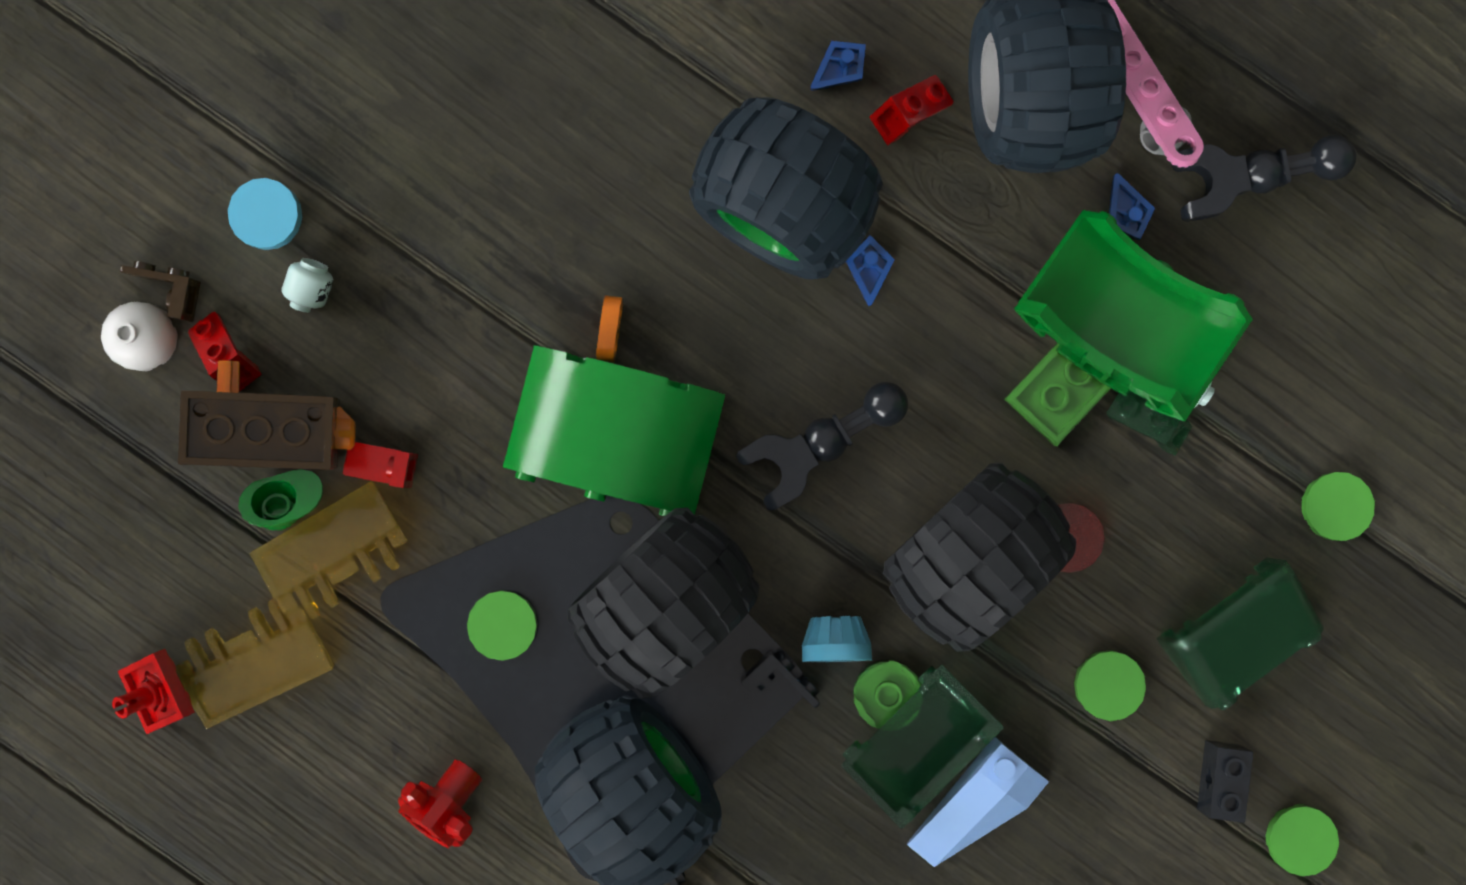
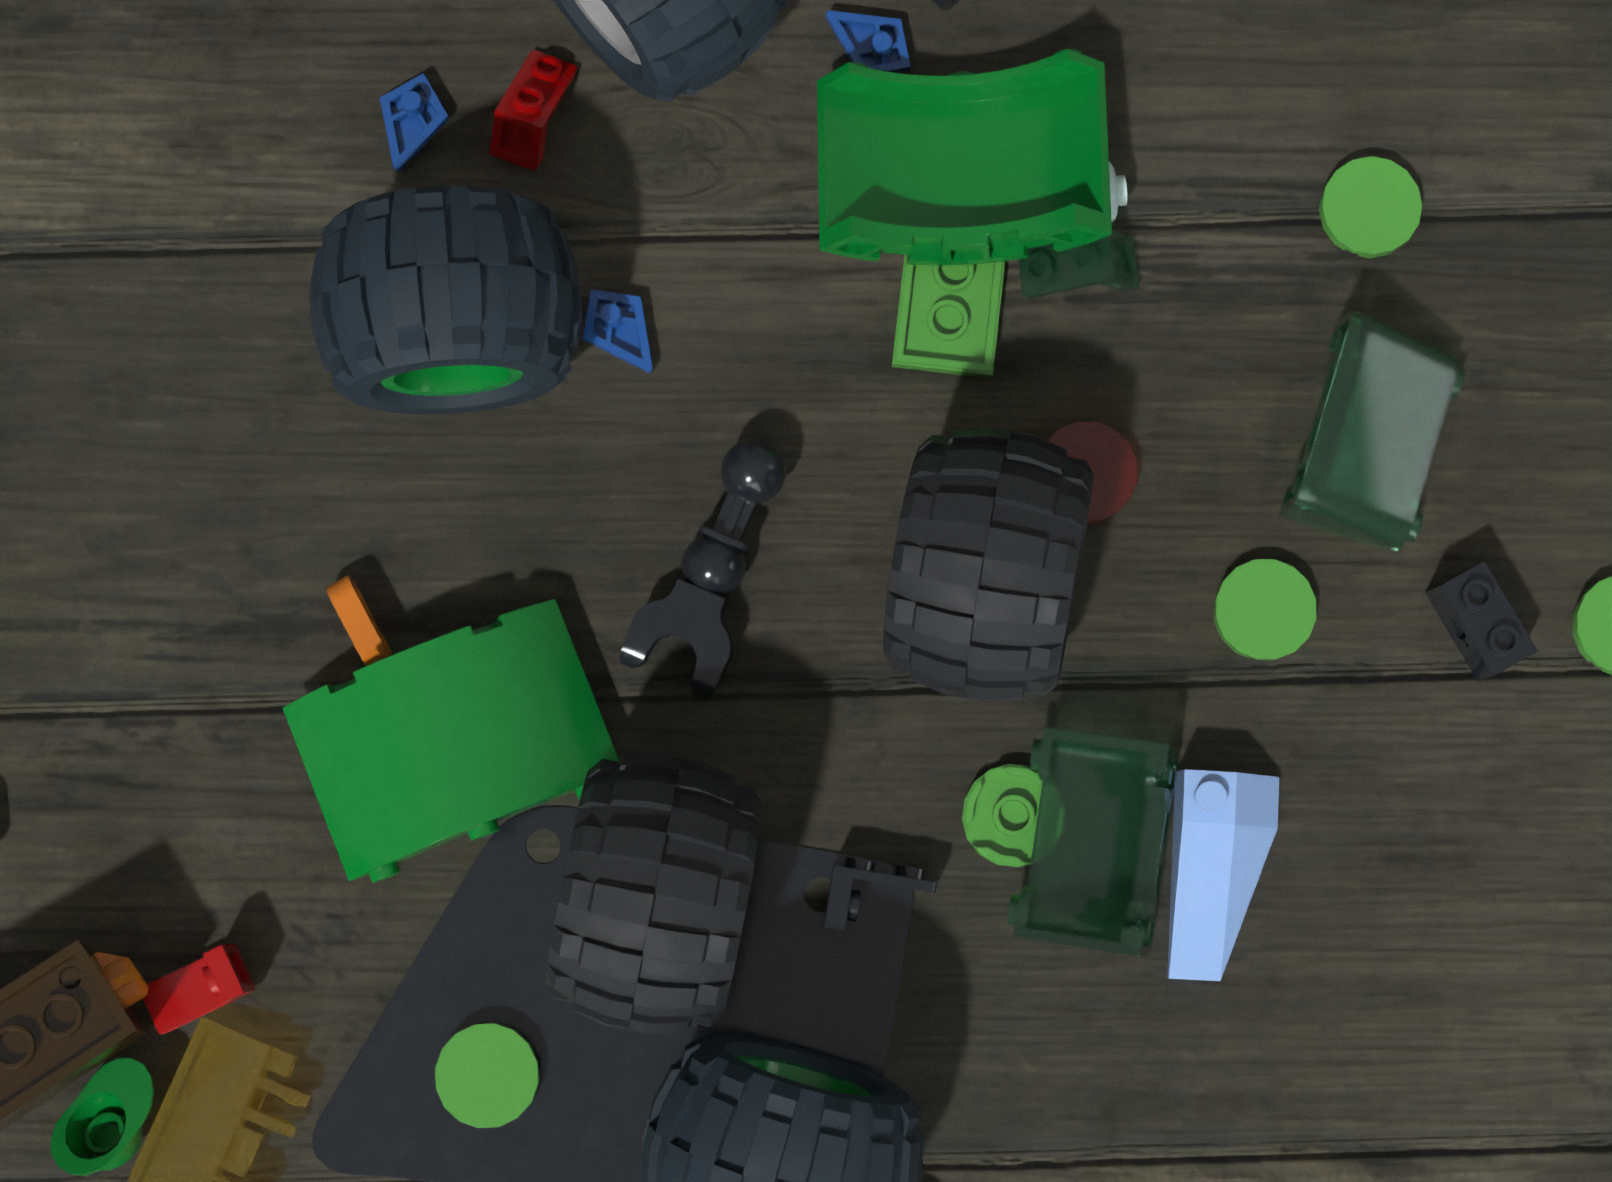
camera: 40 degrees left, 5 degrees down
(836, 640) = (901, 794): medium azure piece -> none

